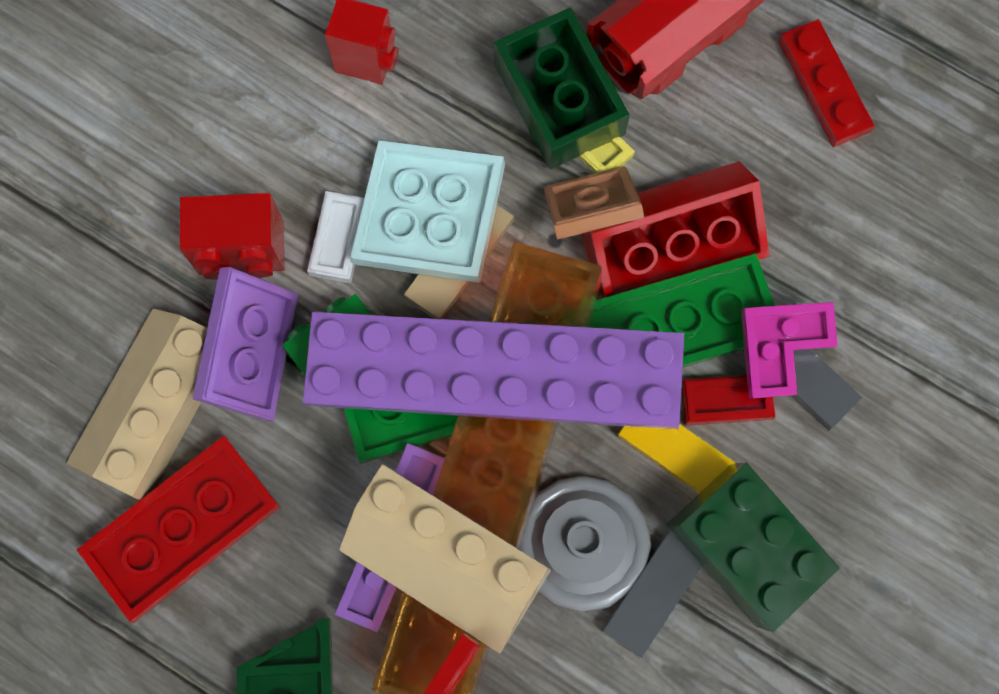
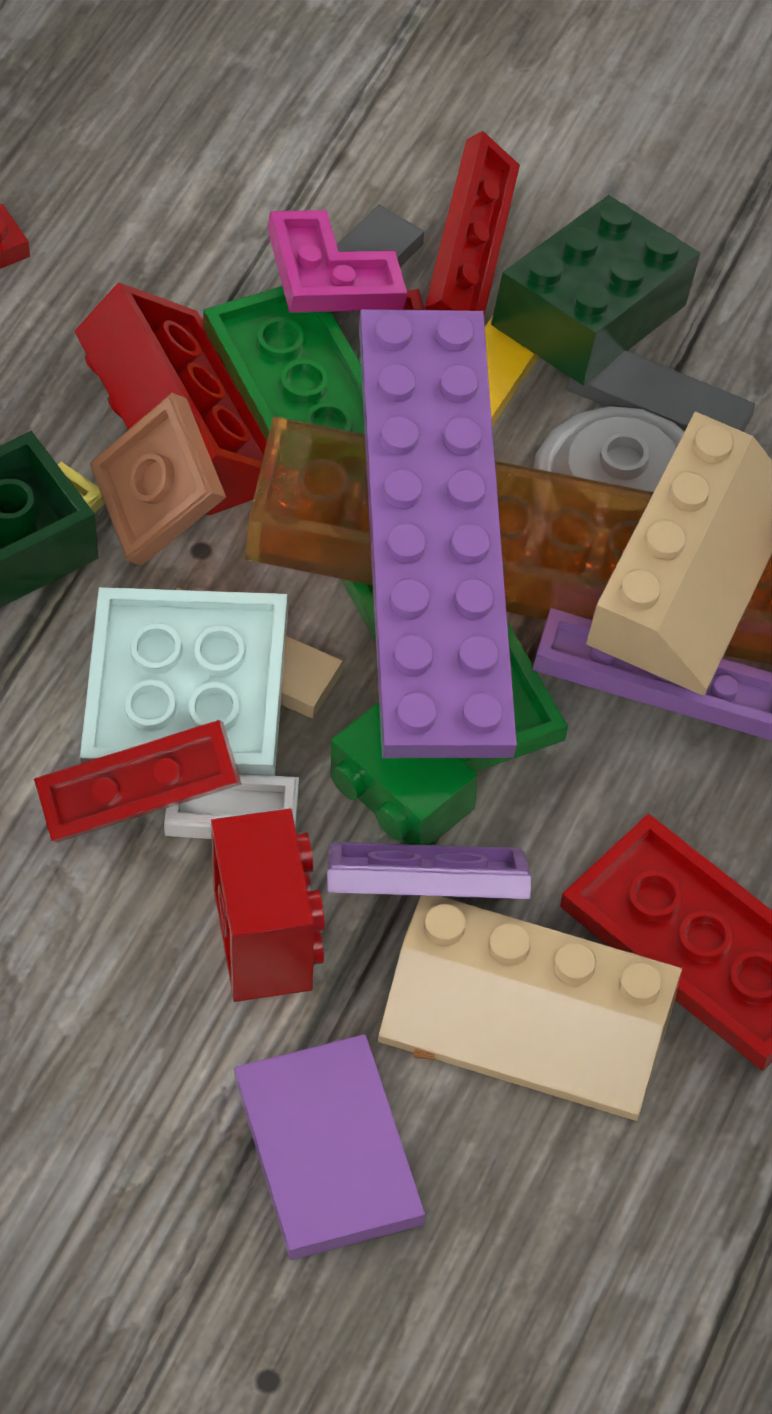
camera: 100 degrees left, 20 degrees down
(81, 268) = (328, 1147): none -> medium lavender tile
(347, 171) = (137, 781): none -> red plate
(825, 464) = (473, 227): none -> red plate

